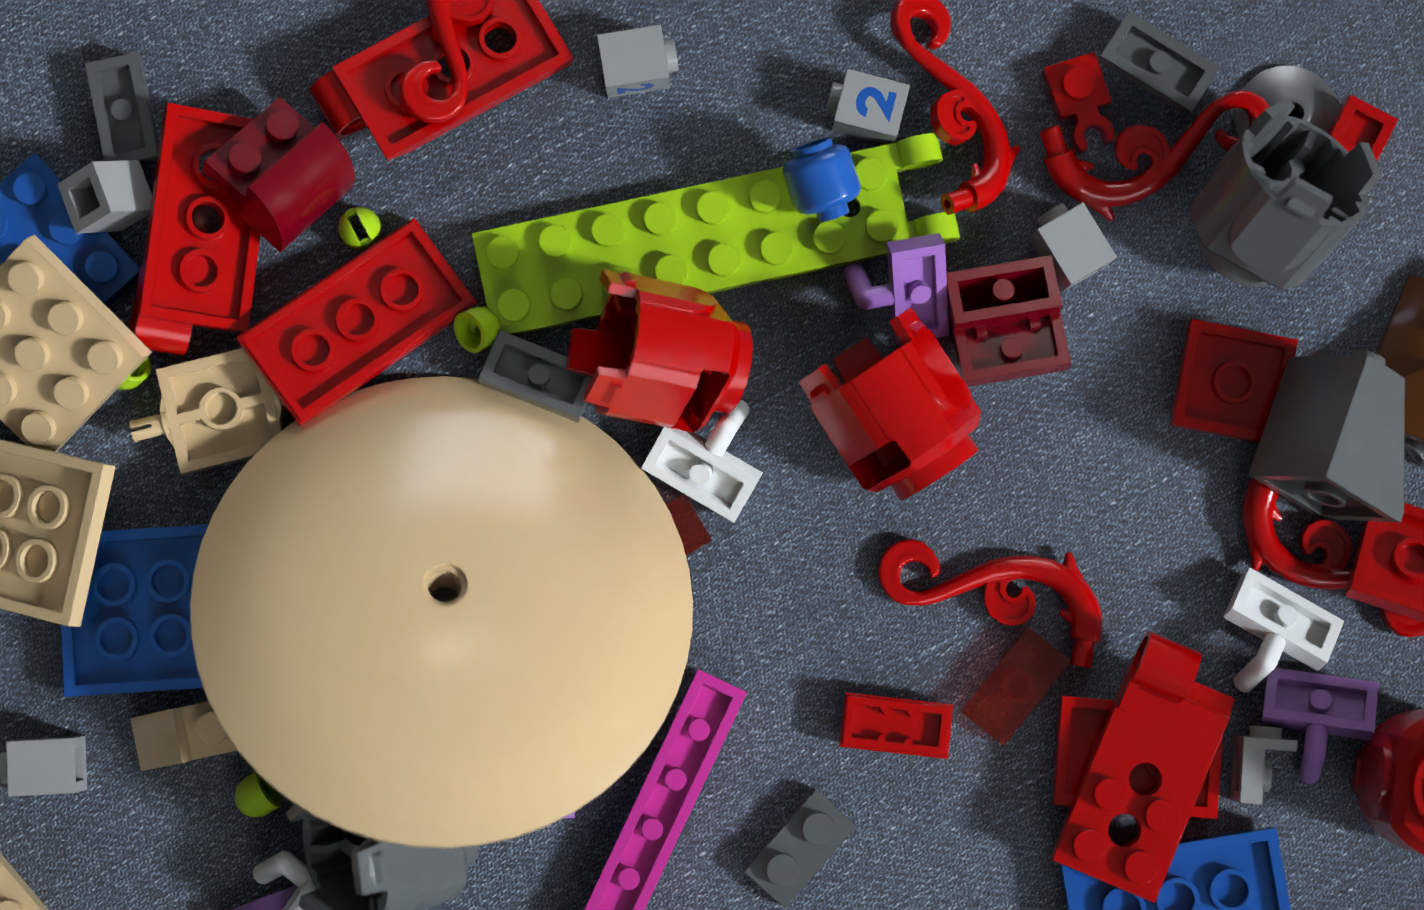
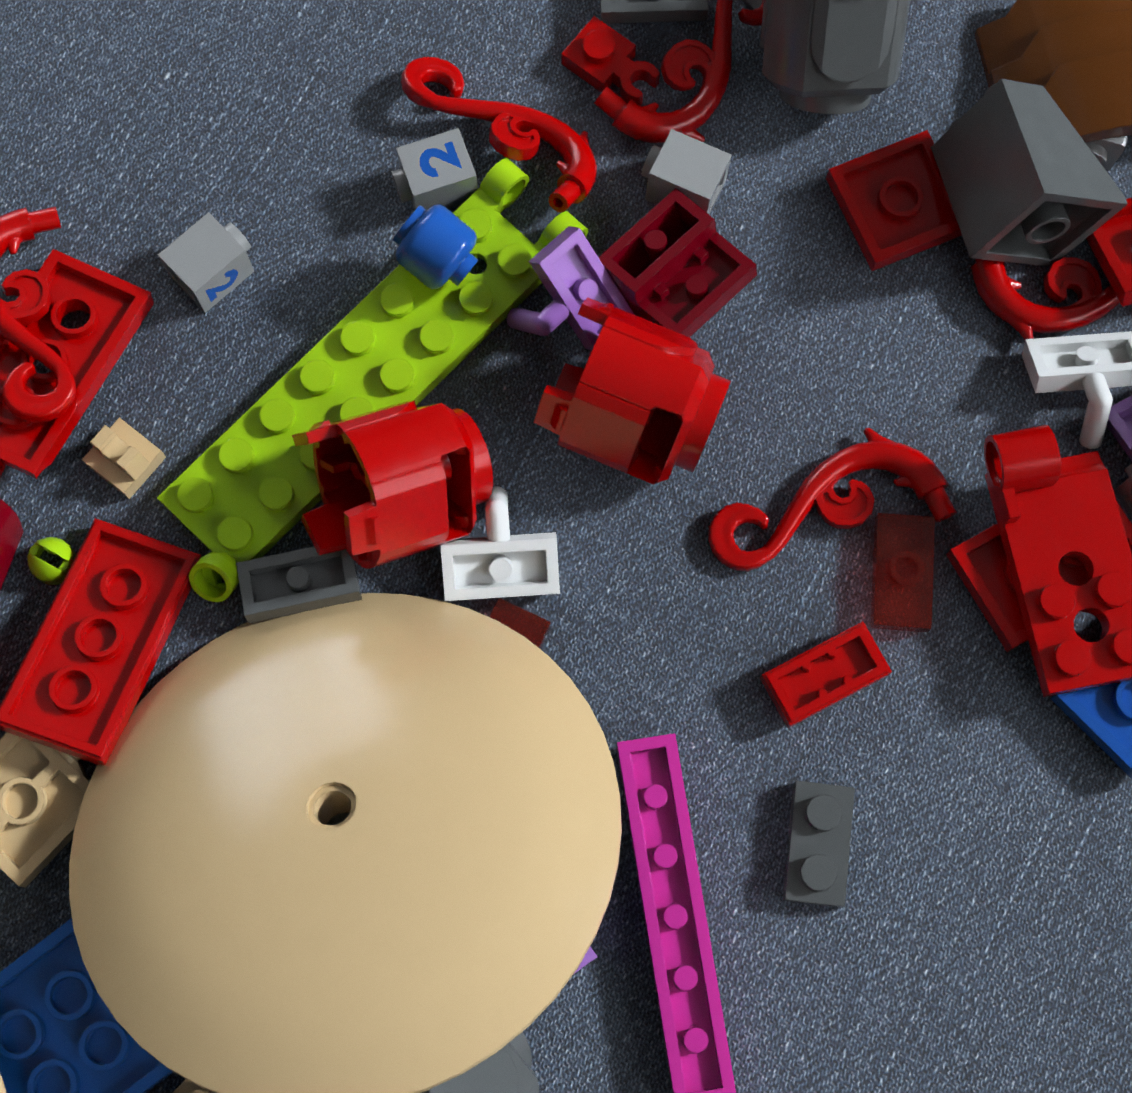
camera: 35 degrees left, 10 degrees down
(467, 181) = (123, 457): none -> tan tile

